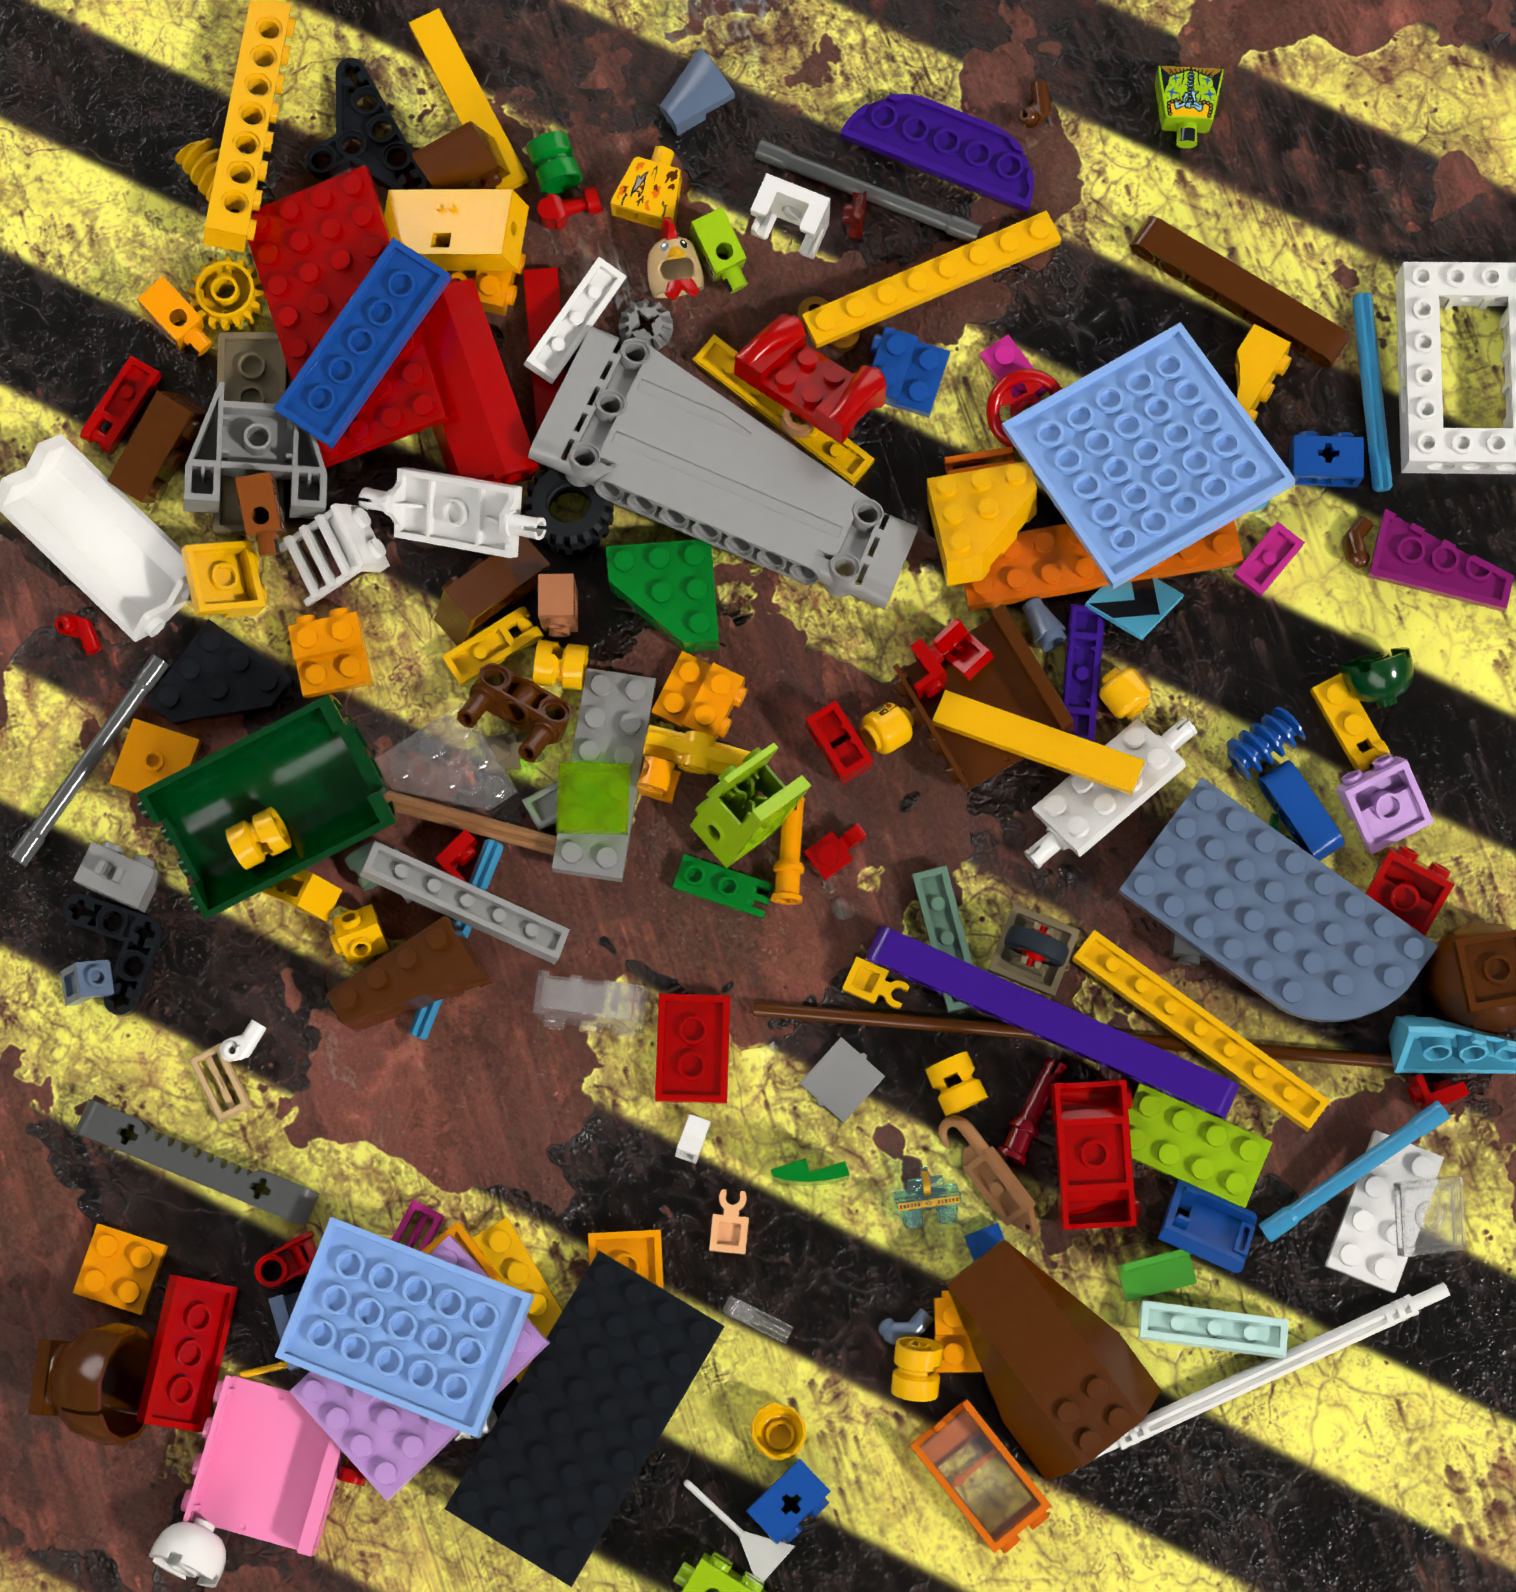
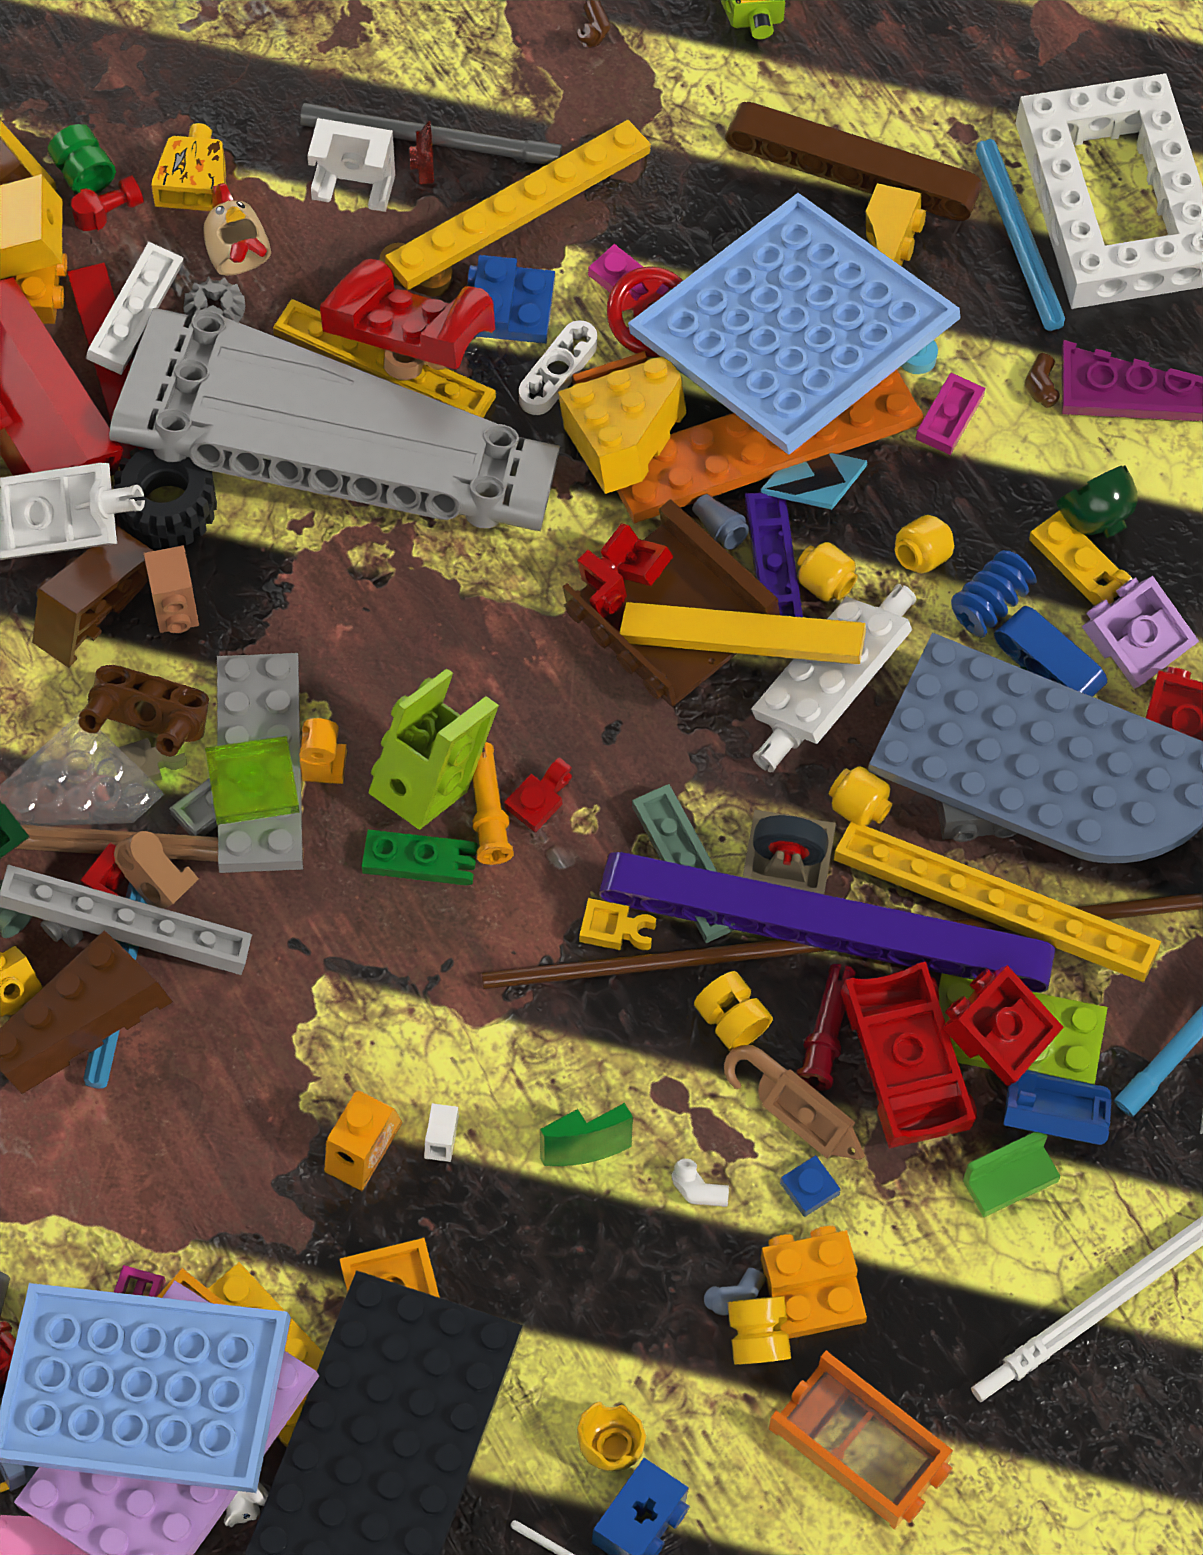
camera: 15 degrees left, 15 degrees down
(491, 646) = (106, 647): yellow plate -> none
(495, 863) = (151, 870): none -> medium nougat leg
(560, 664) = (187, 655): yellow wheel -> none
(590, 1004) = (291, 1006): clear wedge -> none
(625, 1133) = (364, 1135): none -> light orange torso
(669, 589) = (294, 557): green brick -> none
(691, 750) = (357, 713): yellow piece -> none
(692, 1048) = (421, 1035): red plate -> none
(695, 93) = (222, 72): sand blue slope -> none
(700, 696) = (352, 665): light orange plate -> none
(715, 236) = (280, 208): lime torso -> none
(729, 1230) = (505, 1223): light nougat plate -> none
(757, 1319) = (559, 1317): clear piece -> none
(839, 743) = (519, 677): red brick -> none
(842, 1080) = (600, 1039): light grey piece -> none
(887, 728) = (570, 655): yellow head -> none
(891, 1229) = (694, 1188): none -> white arm
(909, 455) = (558, 351): none -> white beam
(925, 1194) = (711, 1154): clear light blue hips -> none
(945, 146) = (505, 77): dark purple plate -> none
(1049, 1361) = (911, 1291): reddish brown wedge -> none
(1106, 910) = (860, 796): none -> yellow head
(1177, 1148) = (1002, 1023): none -> red plate
(1213, 1329) = (1091, 1220): light aqua hinge -> none
(1216, 683) = (924, 544): none -> yellow head
(1311, 469) = (989, 305): blue brick -> none

